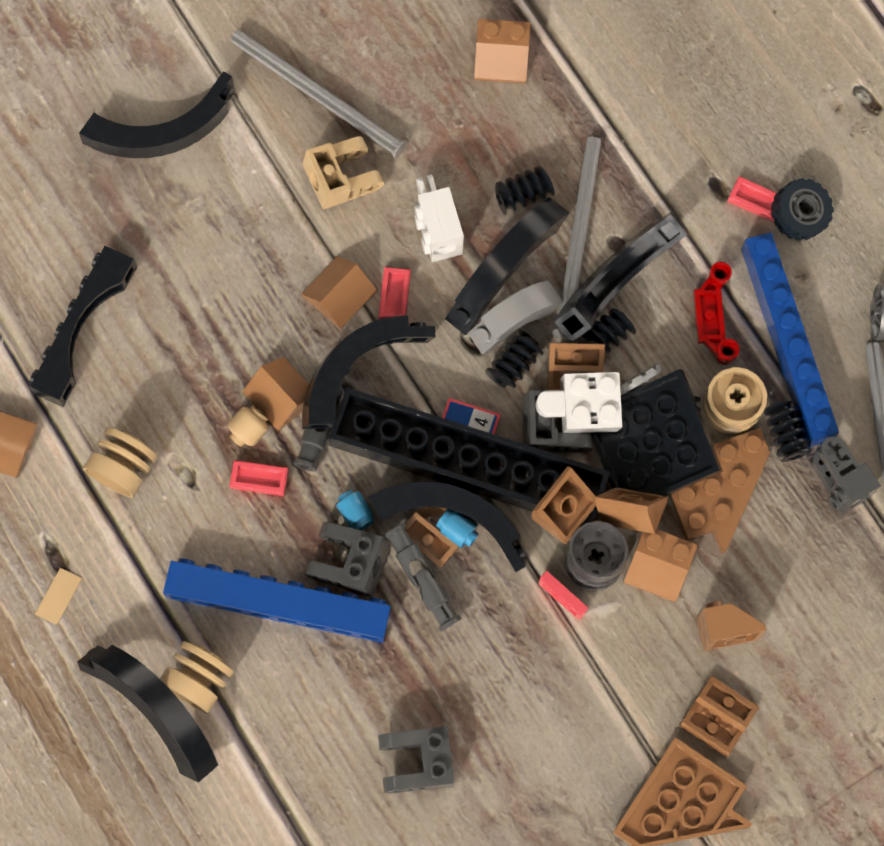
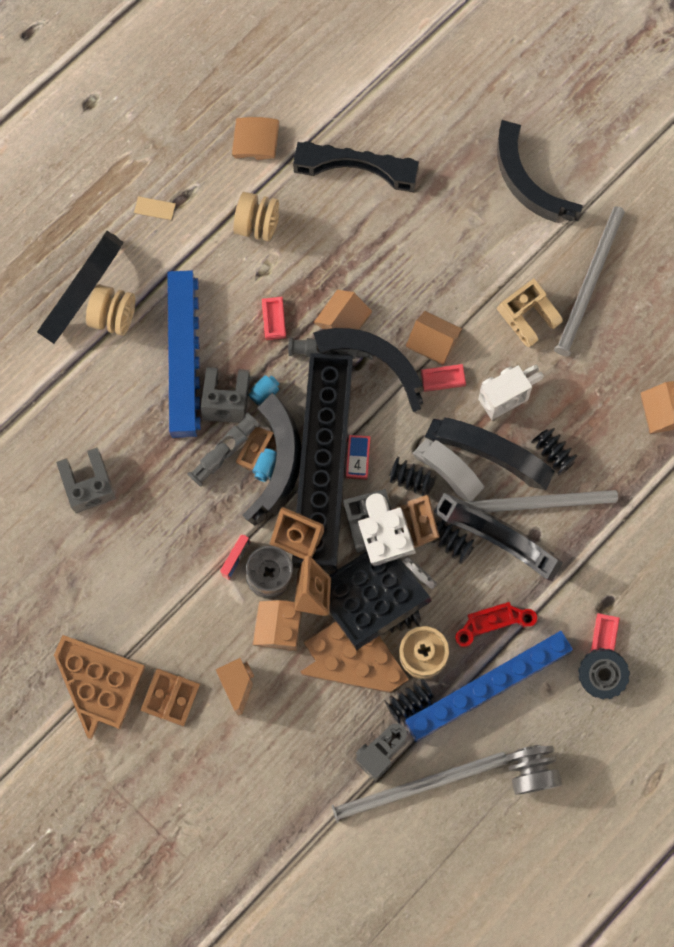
camera: 85 degrees right, 0 degrees up
(248, 426) = (309, 298): tan head -> none

